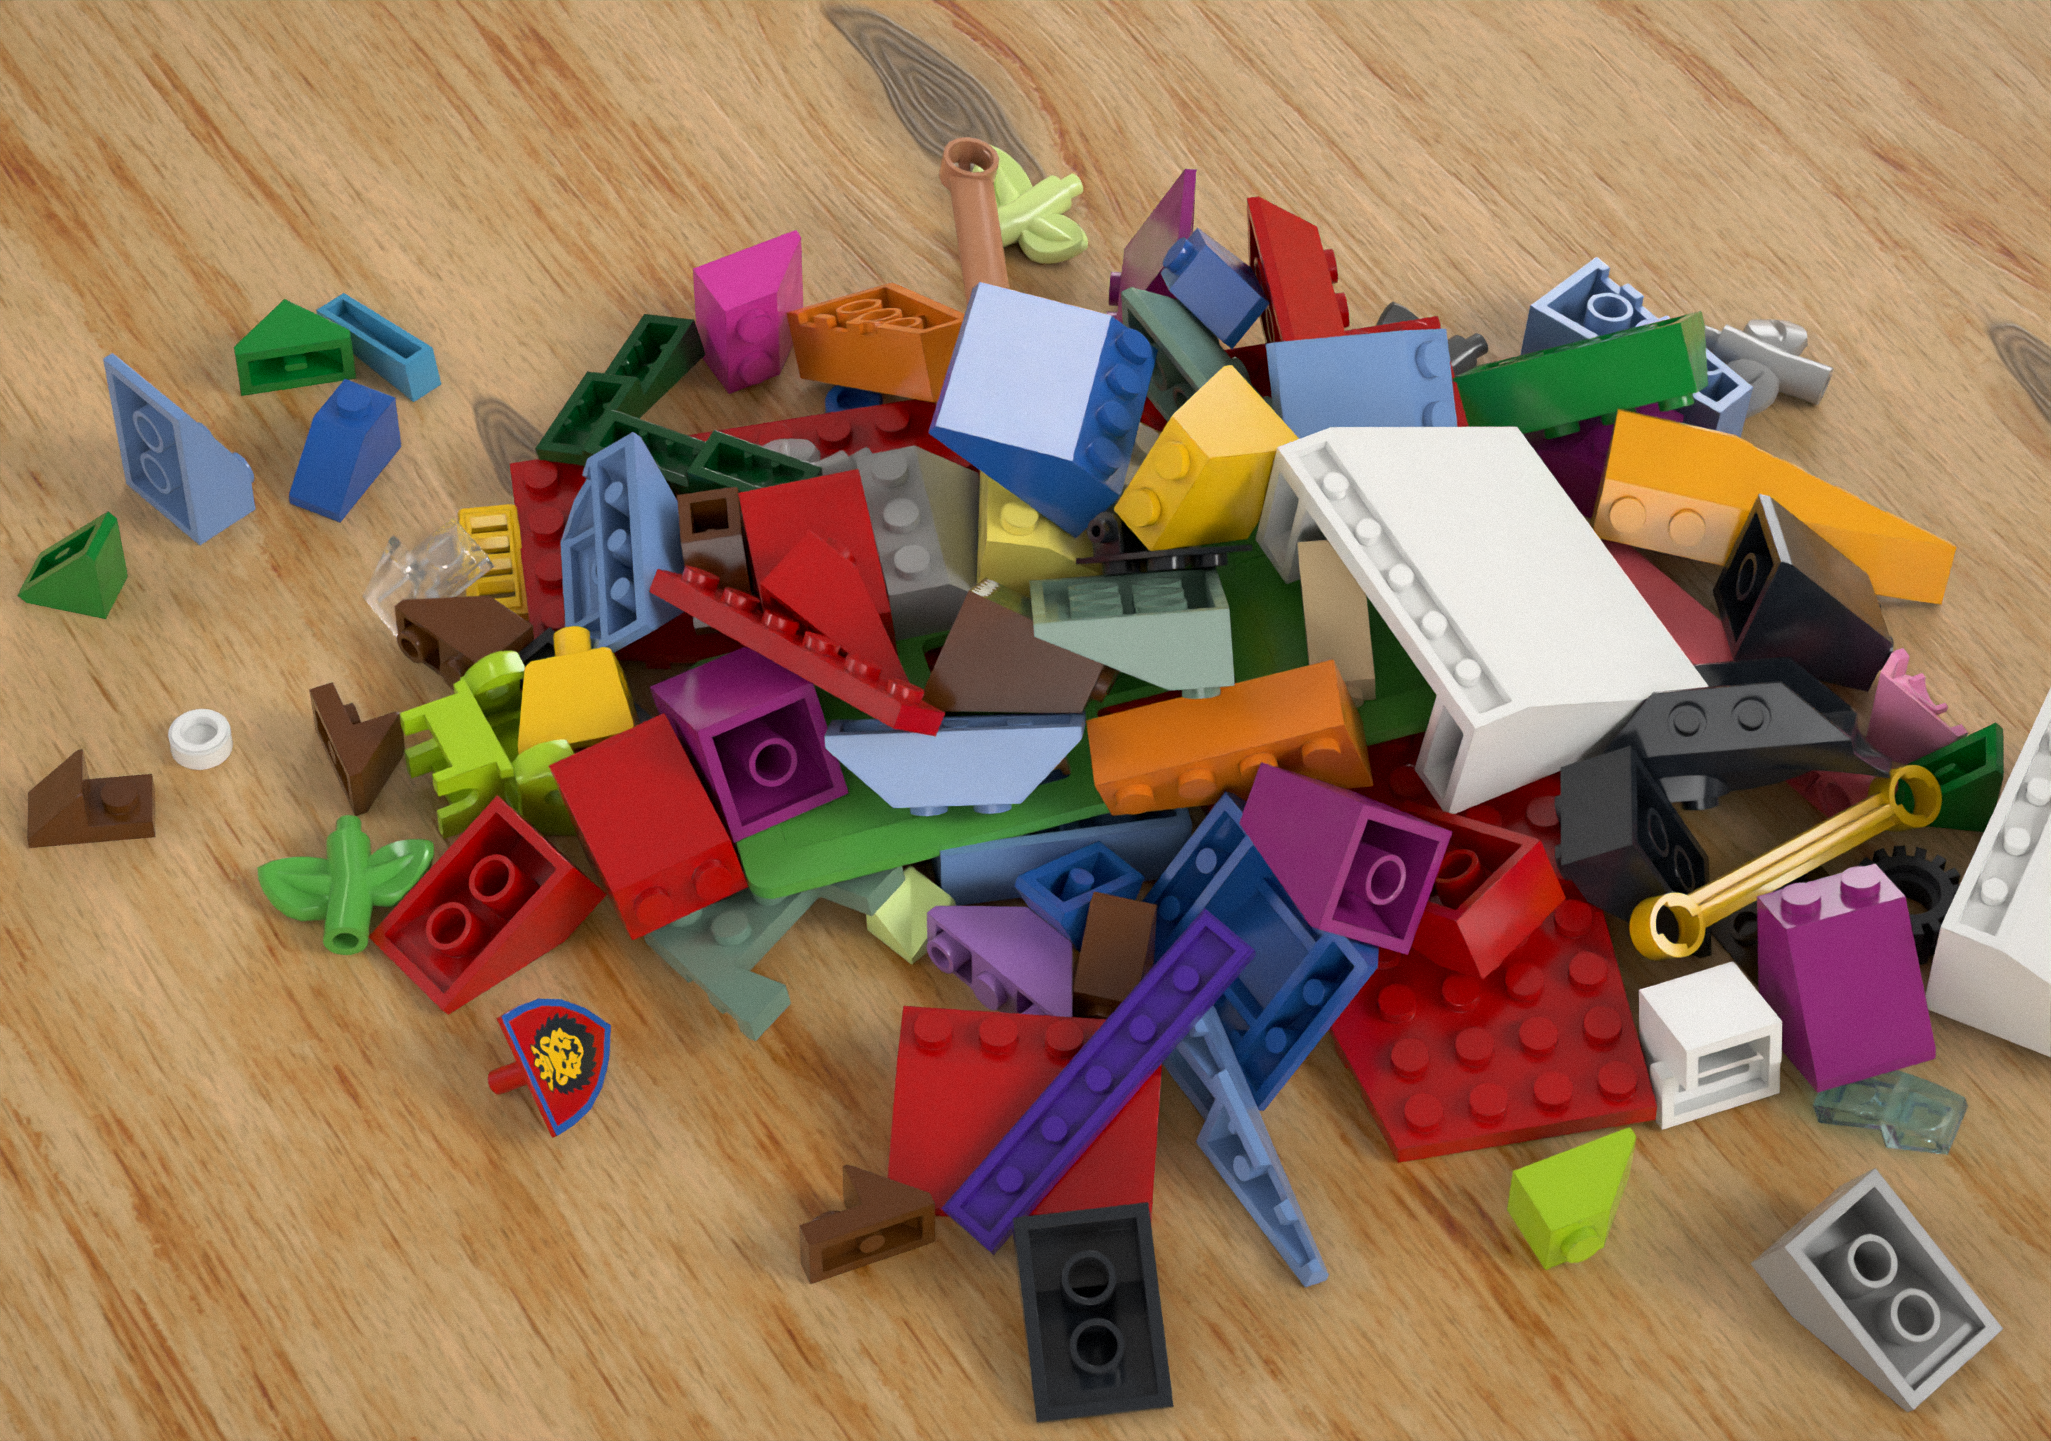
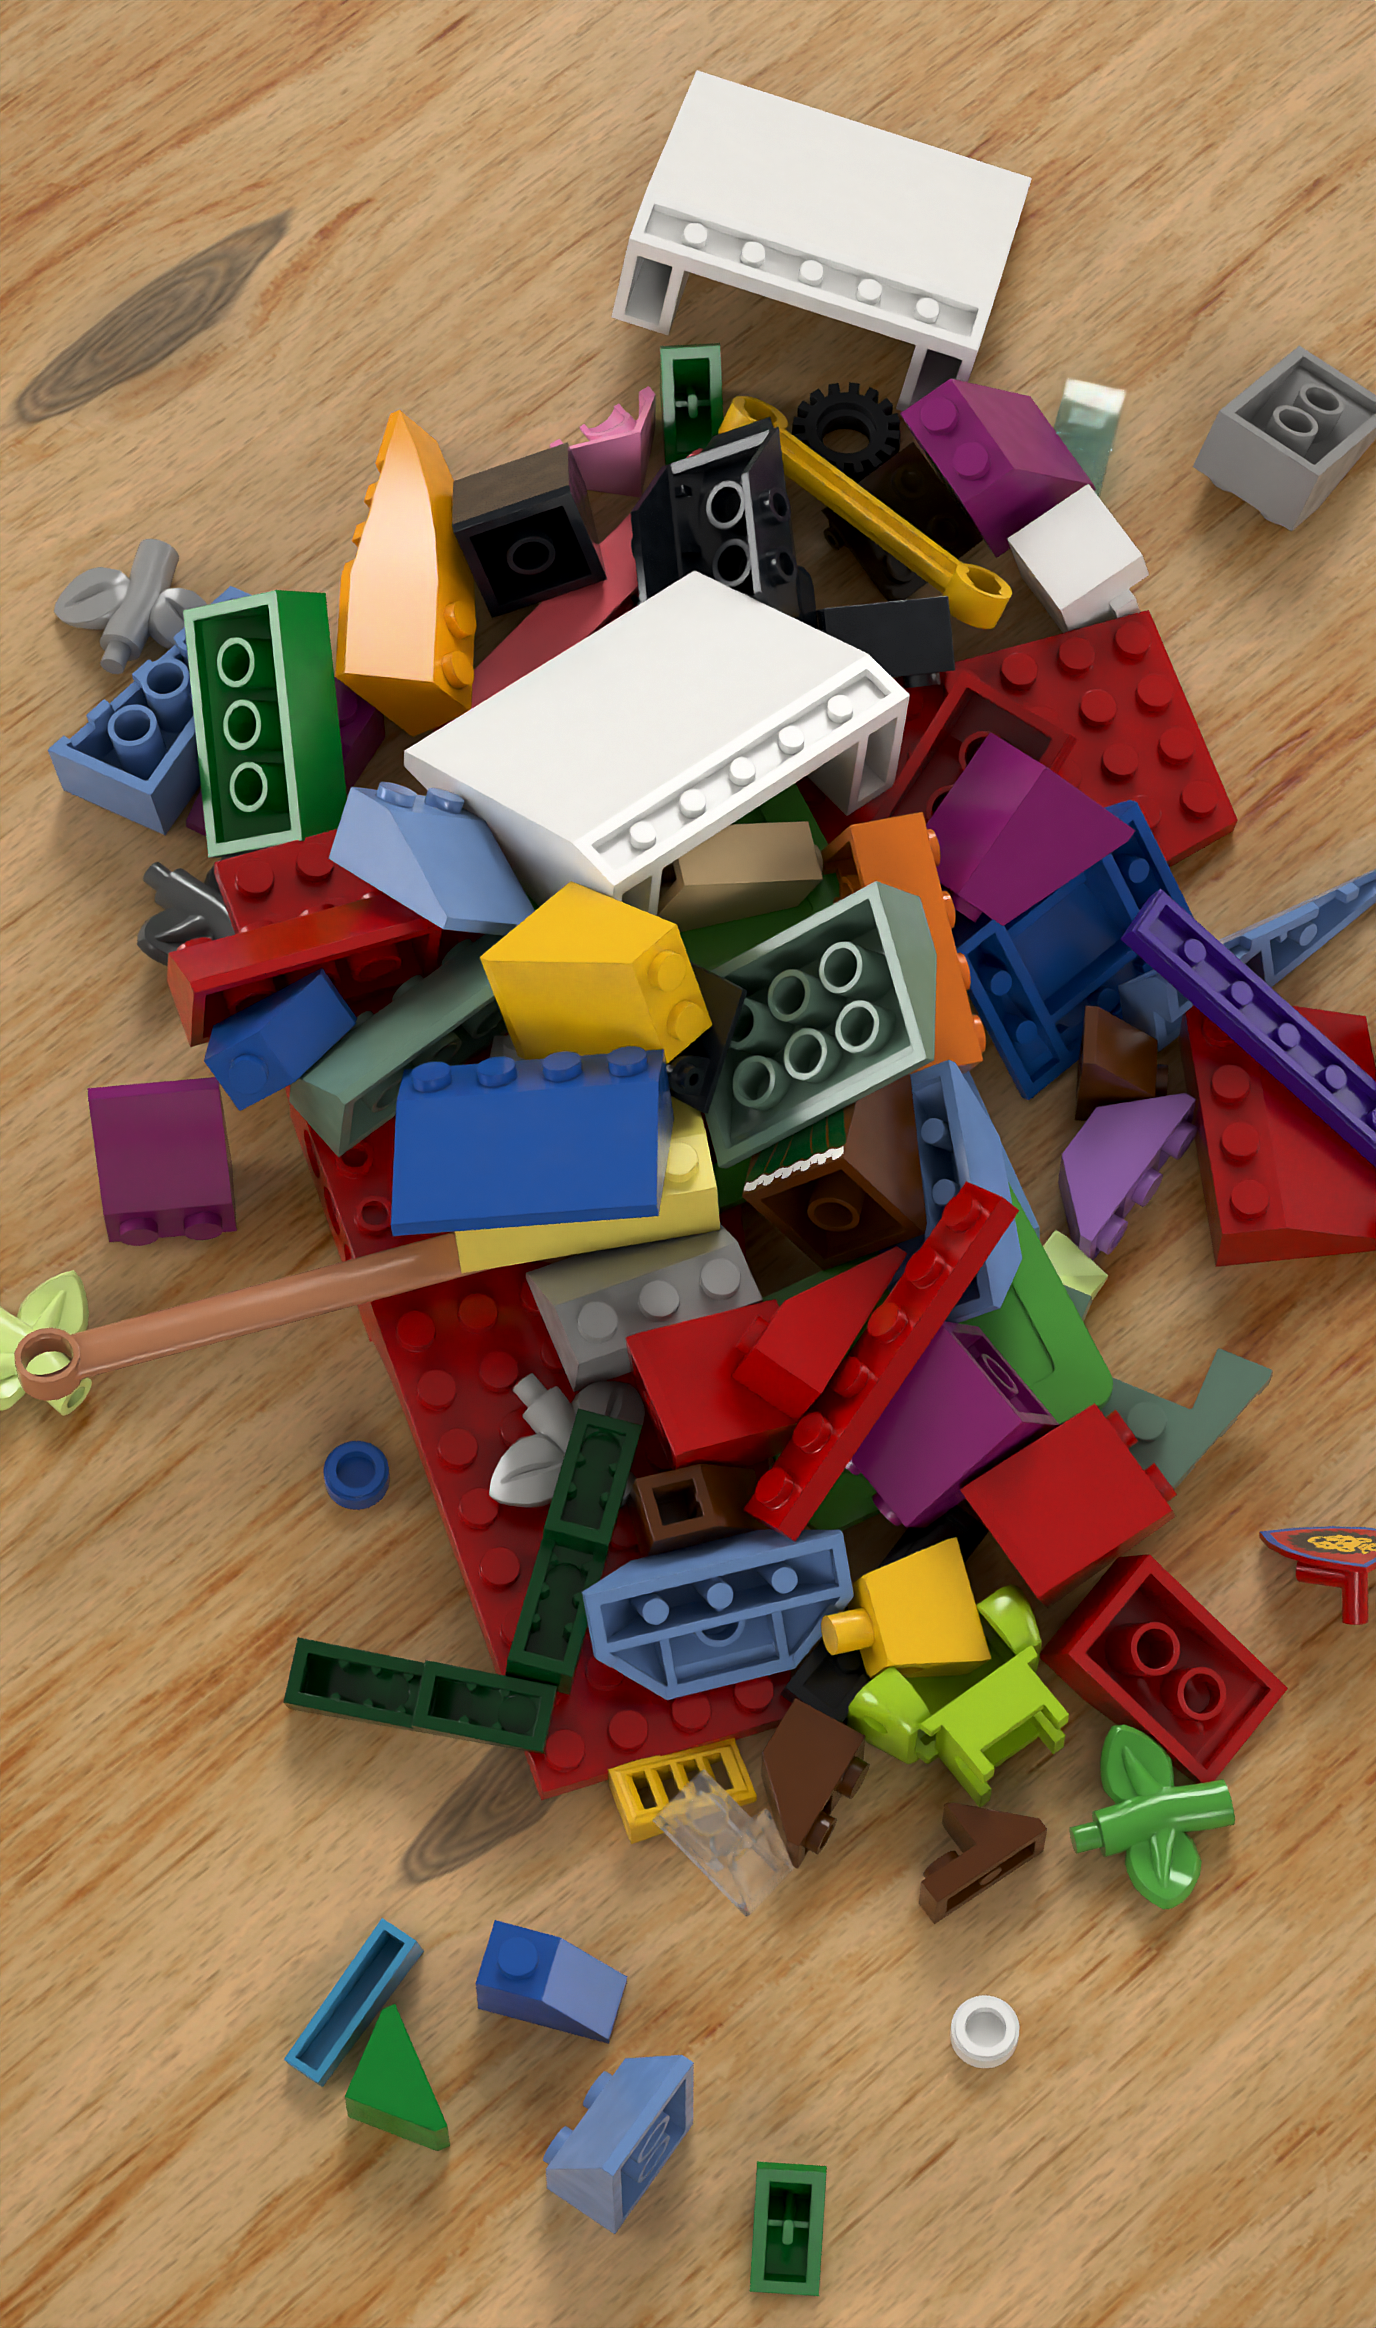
camera: 100 degrees left, 15 degrees up
(81, 810) = (1112, 2115): reddish brown slope -> none
(744, 310) = (275, 1575): dark pink slope -> none
(877, 341) = (329, 1401): orange wedge -> none
(1064, 887) = (1044, 1103): blue slope -> none
(1572, 1198) = (1259, 668): lime slope -> none

